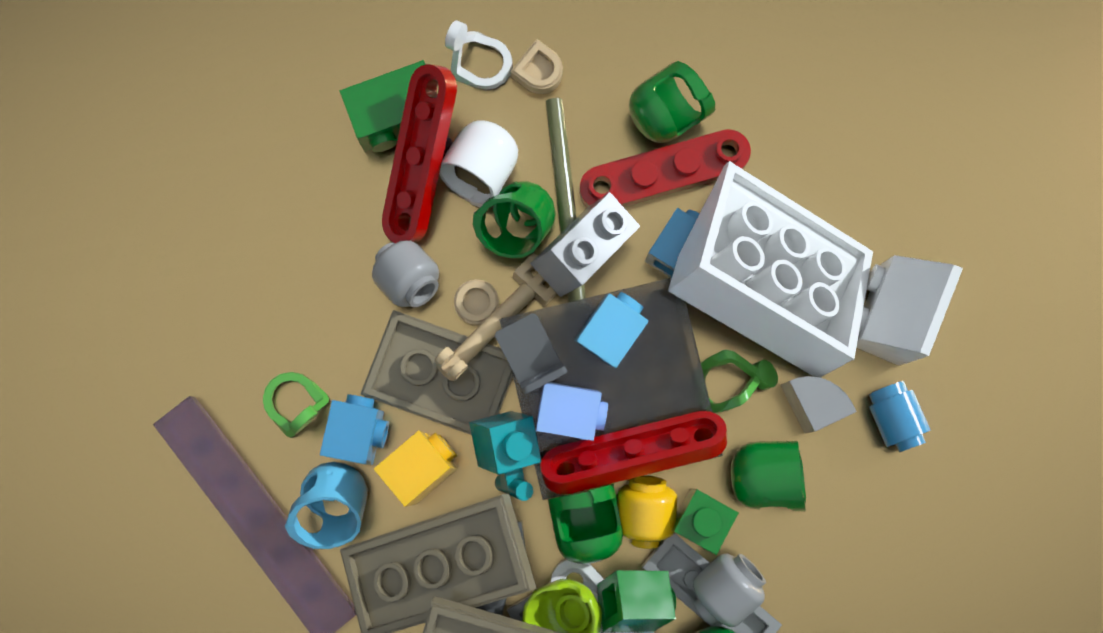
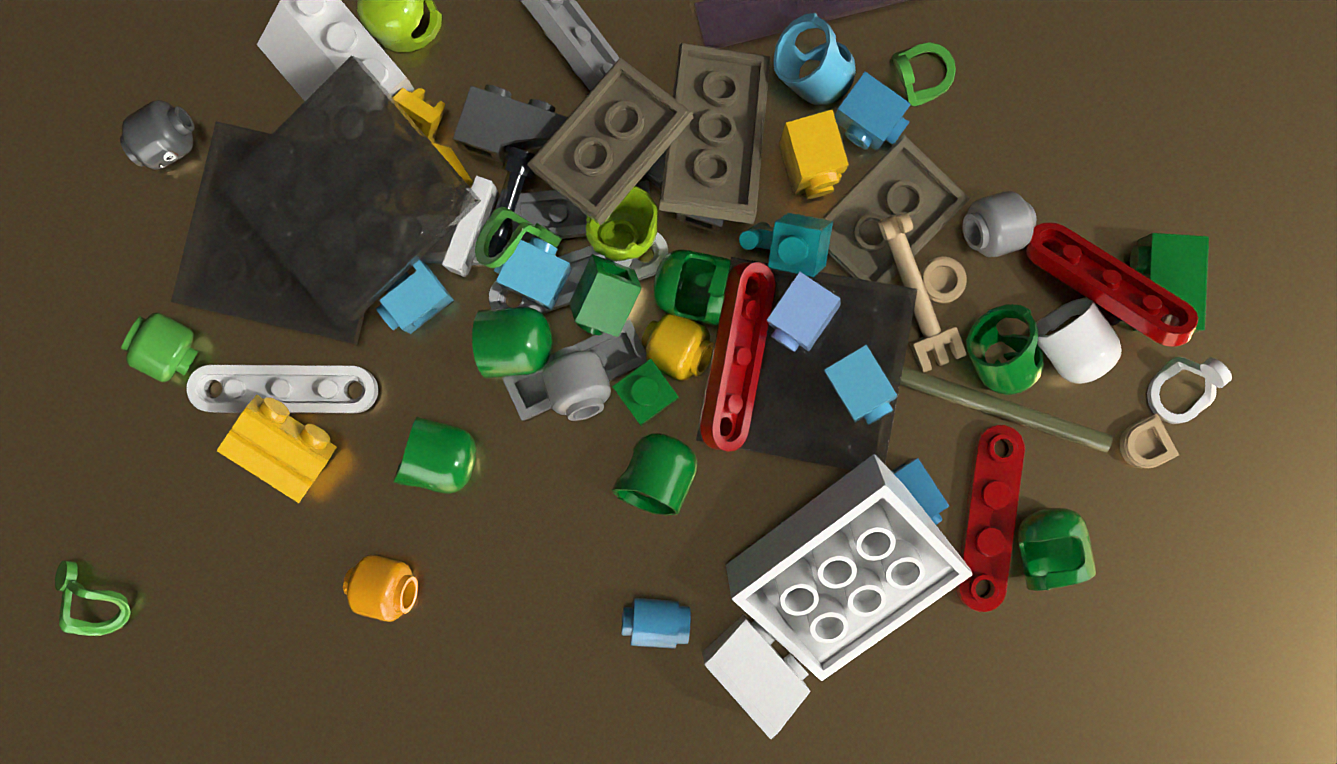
camera: 115 degrees right, 5 degrees up
(530, 353) = (873, 300): dark grey bracket -> none
(585, 245) = (952, 402): brick -> none
(762, 376) = (753, 515): bright green piece -> none
(817, 402) = (705, 552): light grey brick -> none

